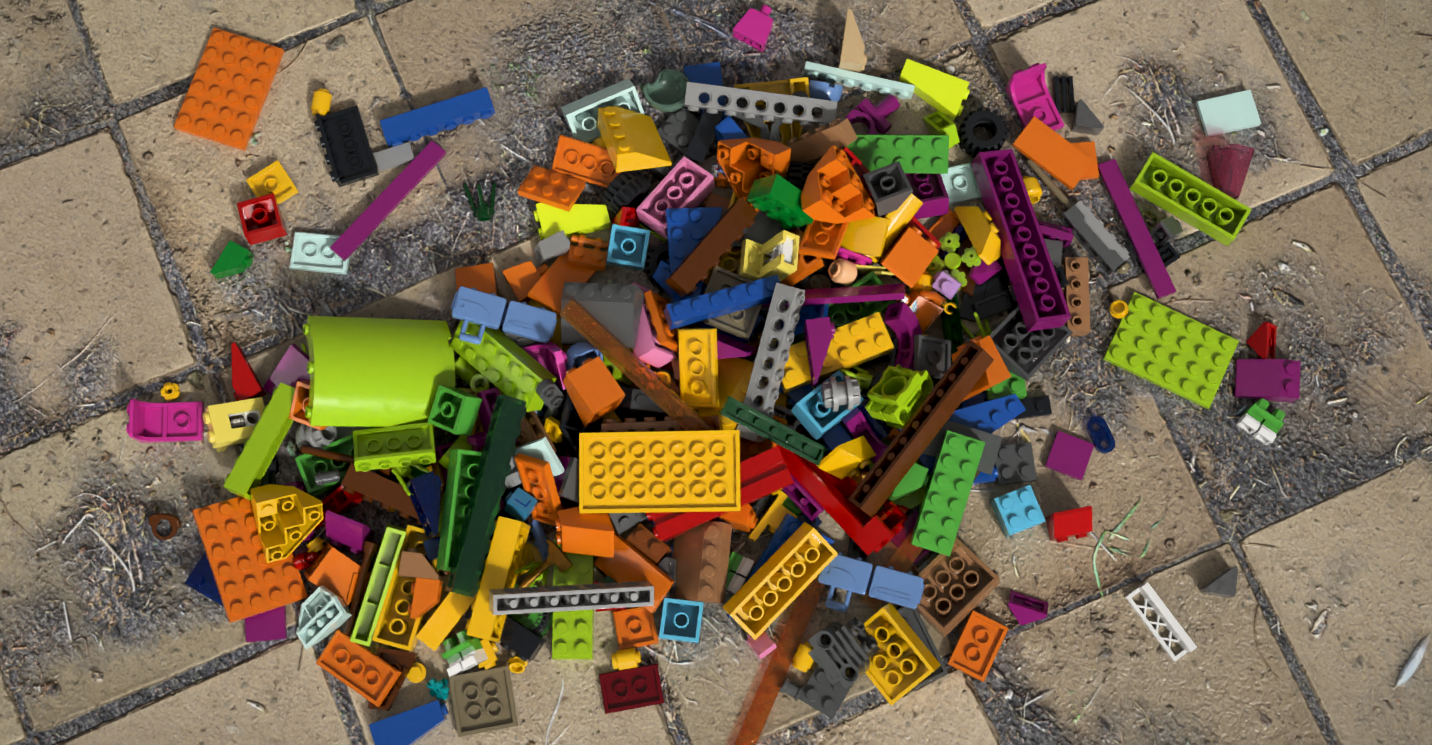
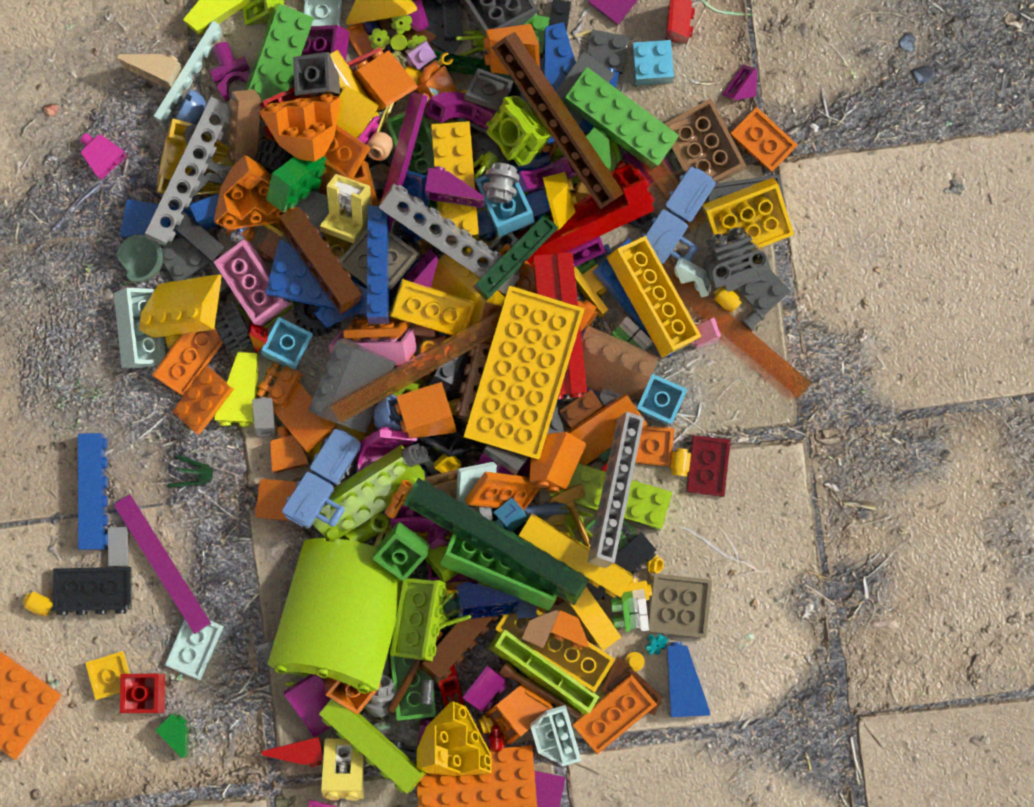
camera: 70 degrees left, 5 degrees up
(502, 389) = (398, 499): none -> orange pin
(817, 609) = (690, 272): none -> light aqua slope

